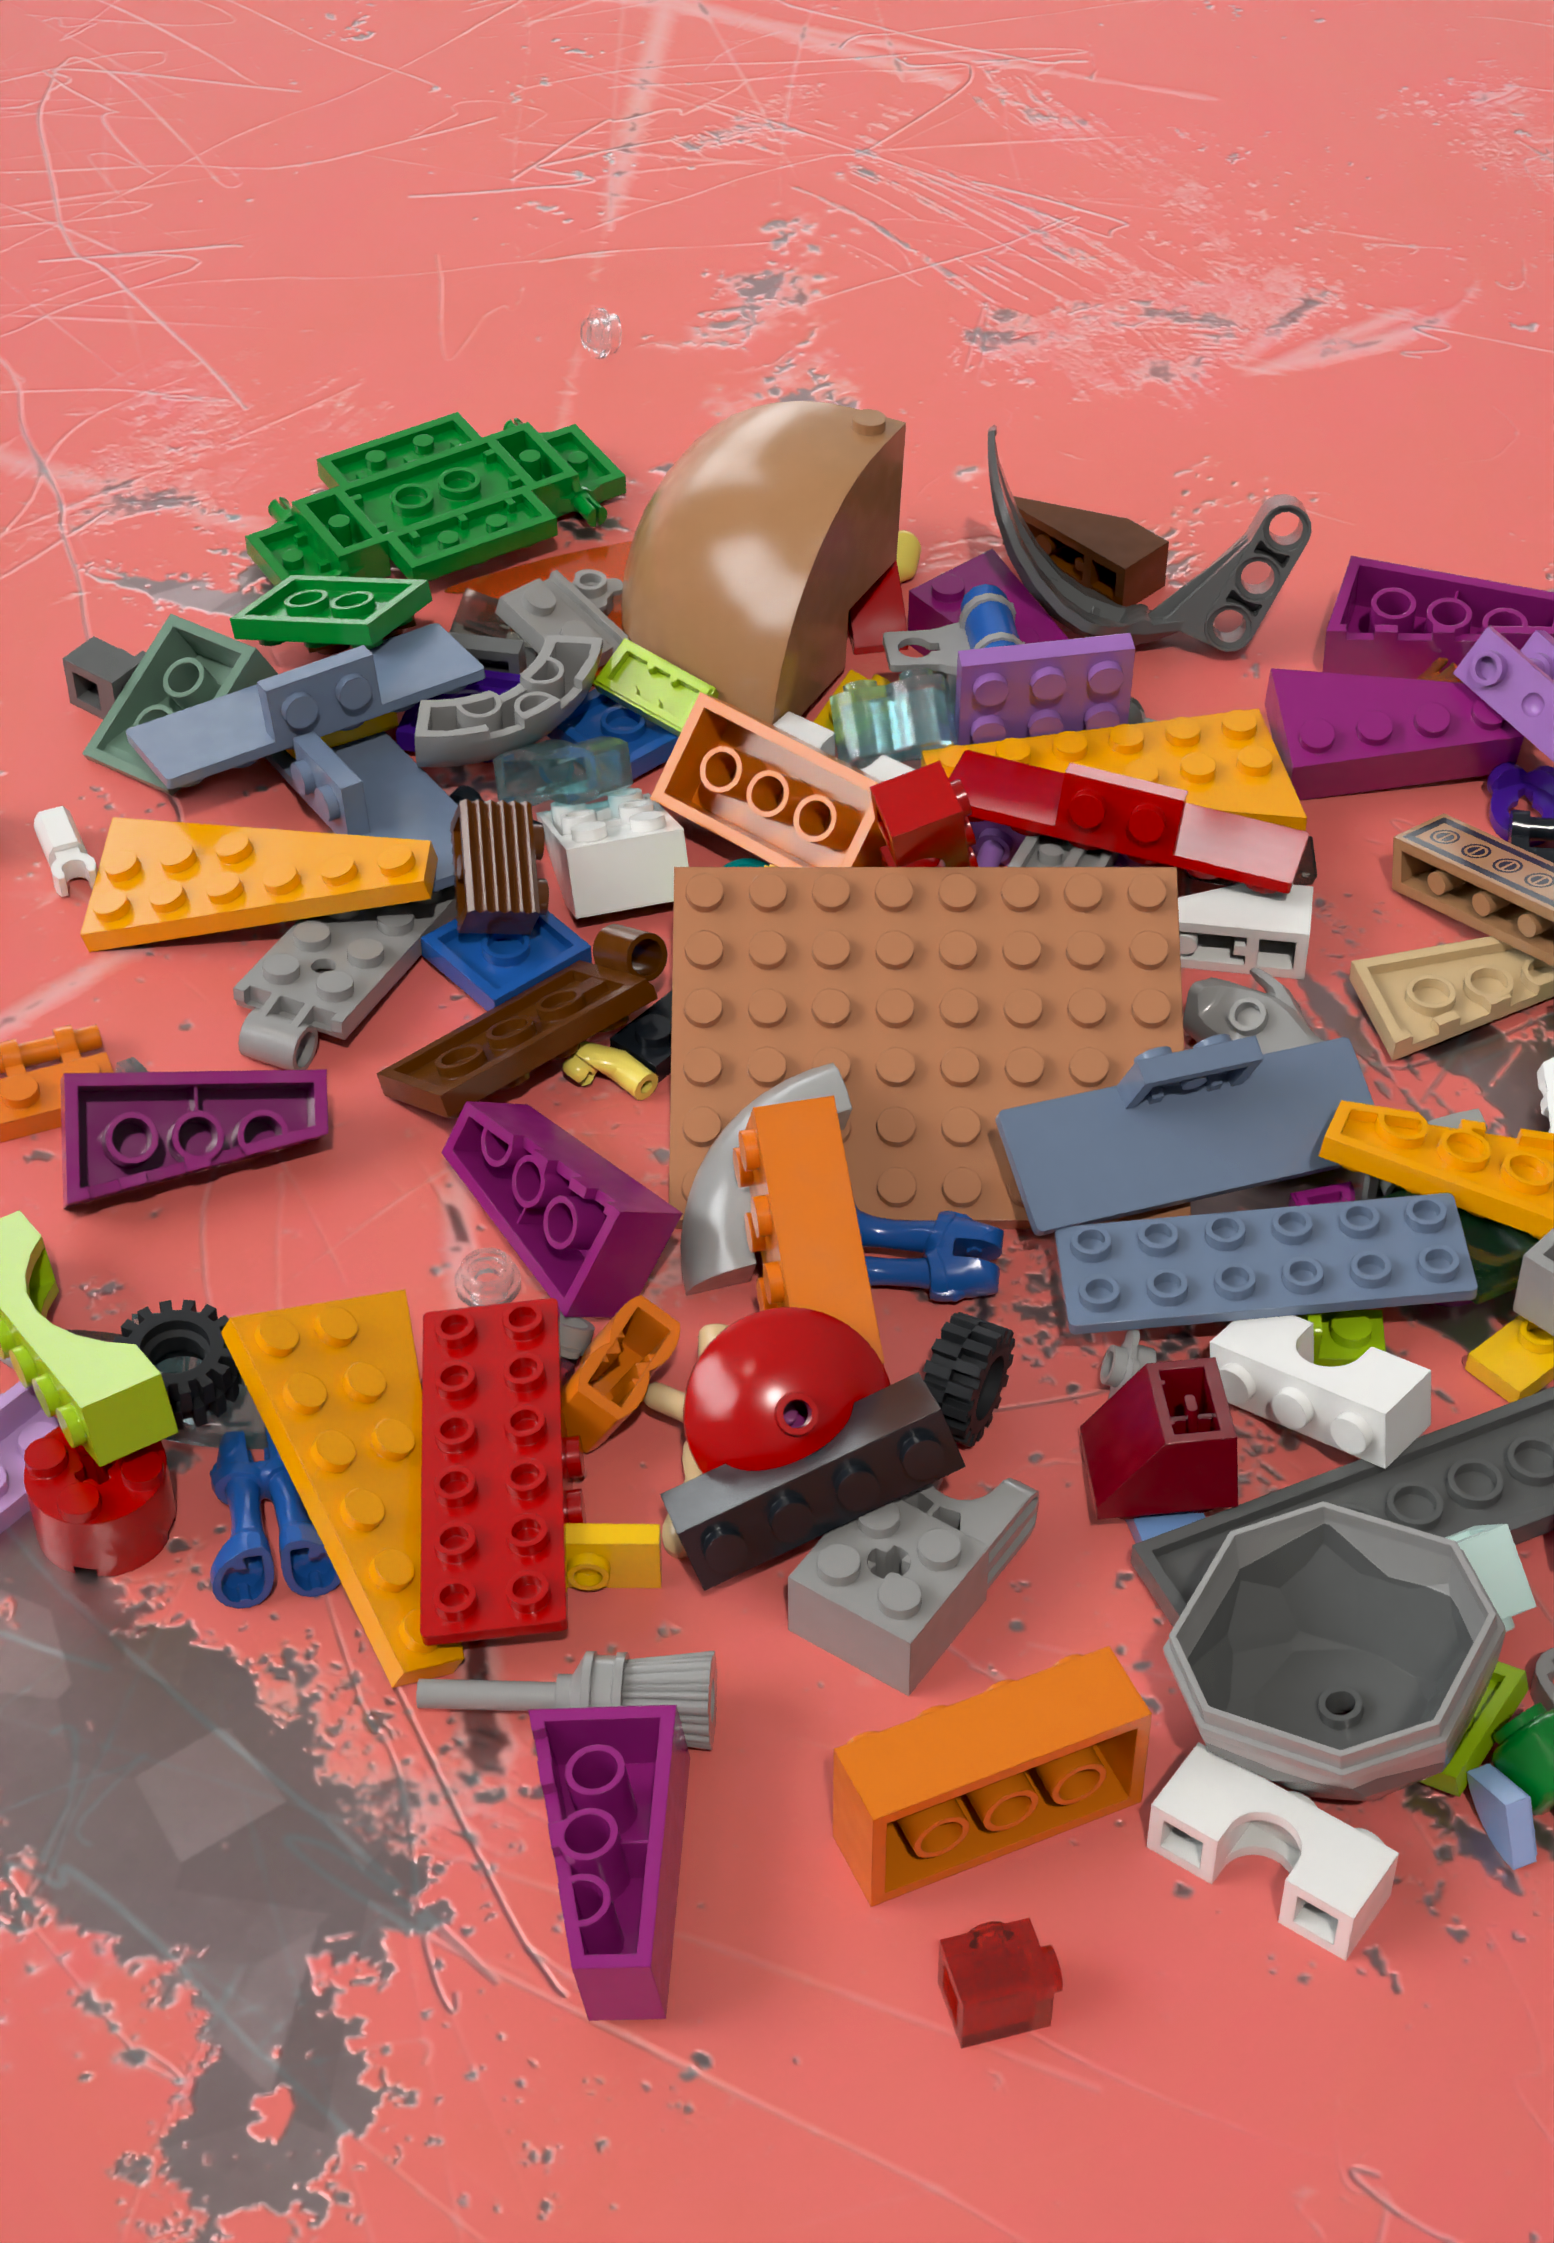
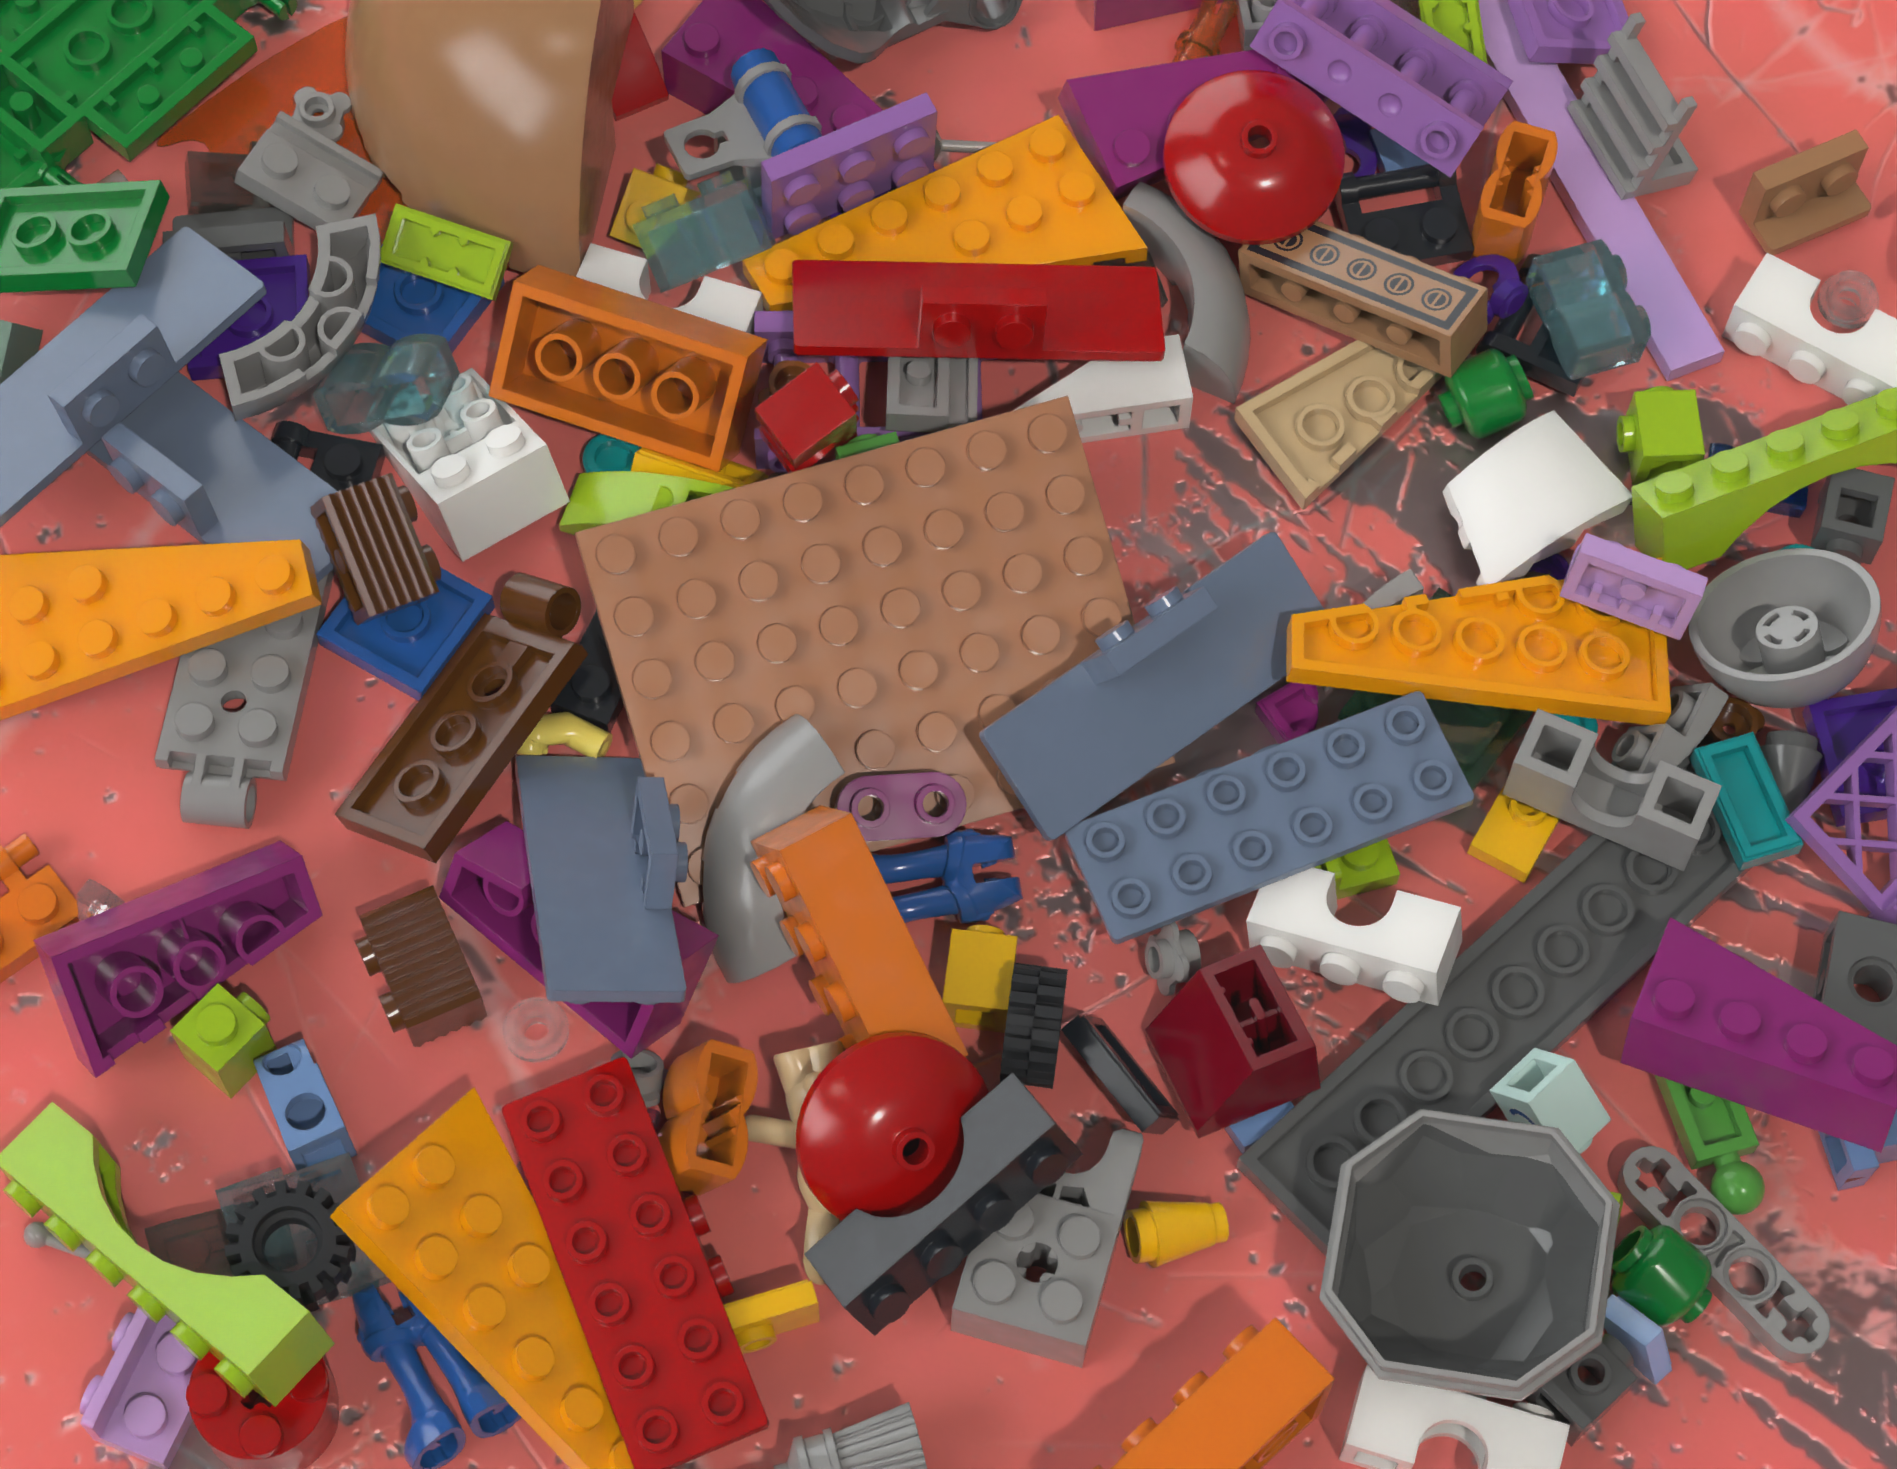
camera: 20 degrees left, 20 degrees up
(198, 1211) = (224, 1038): none -> lime brick
(243, 1272) = (302, 1106): none -> medium blue leg
(402, 1204) = (422, 967): none -> reddish brown brick
(589, 1142) = (603, 878): none -> sand blue bracket
(901, 1180) = (902, 805): none -> magenta plate
(916, 1326) = (979, 977): none -> yellow brick
(1040, 1449) = (1121, 1074): none -> black tile
(1044, 1593) = (1170, 1230): none -> yellow cone
(1242, 1012) = (1172, 524): light grey animal -> none
(1357, 896) = (1208, 280): none -> light grey brick
(1425, 781) = (1247, 190): none -> red dish
(1436, 1837) = (1585, 1404): none -> dark grey brick

